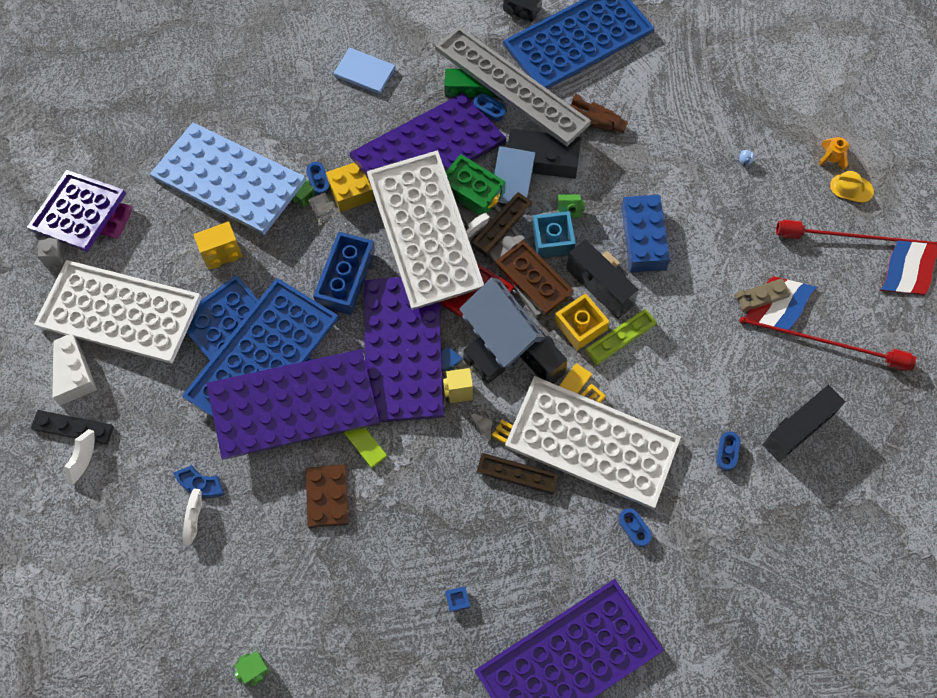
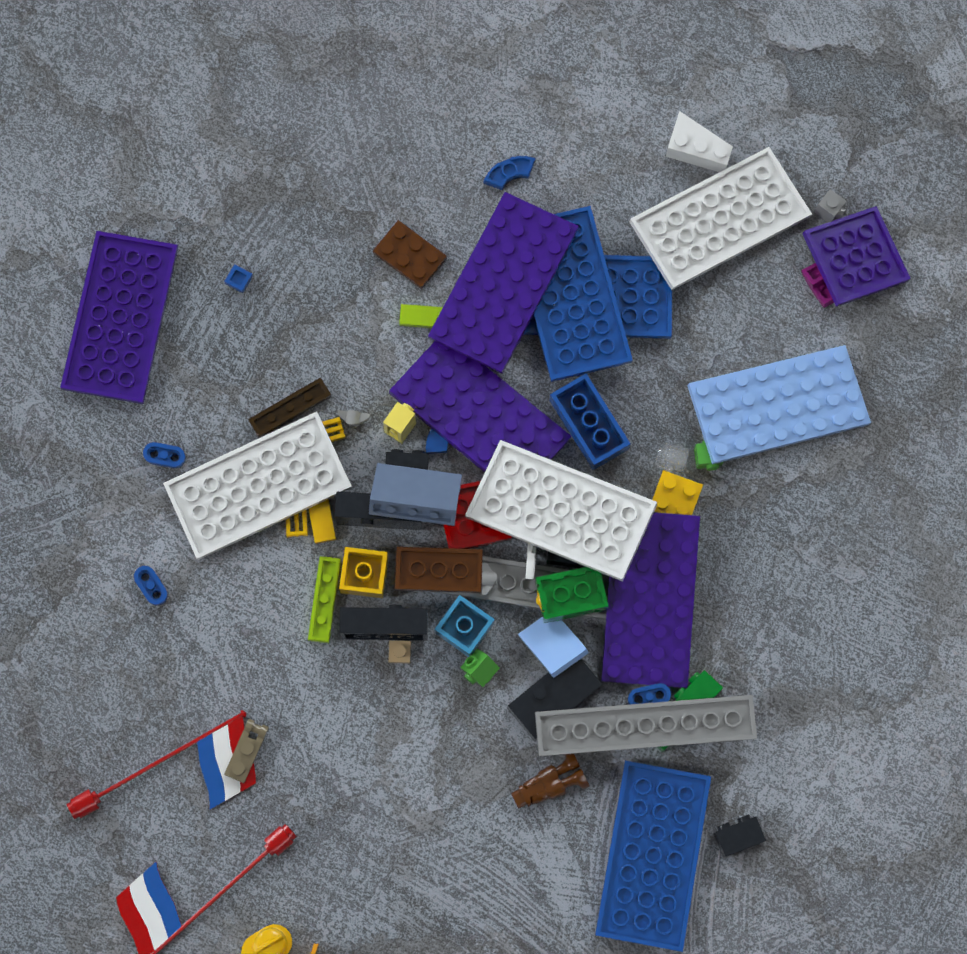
camera: 130 degrees right, 10 degrees up
(71, 426) = (646, 114): black plate -> none
(81, 456) = (611, 100): white tile -> none
(191, 516) = (482, 142): white tile -> none
(218, 245) = (708, 344): yellow brick -> none
(251, 669) = (327, 97): bright green brick -> none
(318, 180) = (710, 480): blue plate -> none
(364, 70) = (795, 622): light blue tile -> none
(502, 223) = (514, 590): dark brown plate -> none
(645, 233) = (394, 708): blue brick -> none
(746, 157) = (382, 879): light blue hinge -> none
(803, 423) = (111, 660): black brick -> none

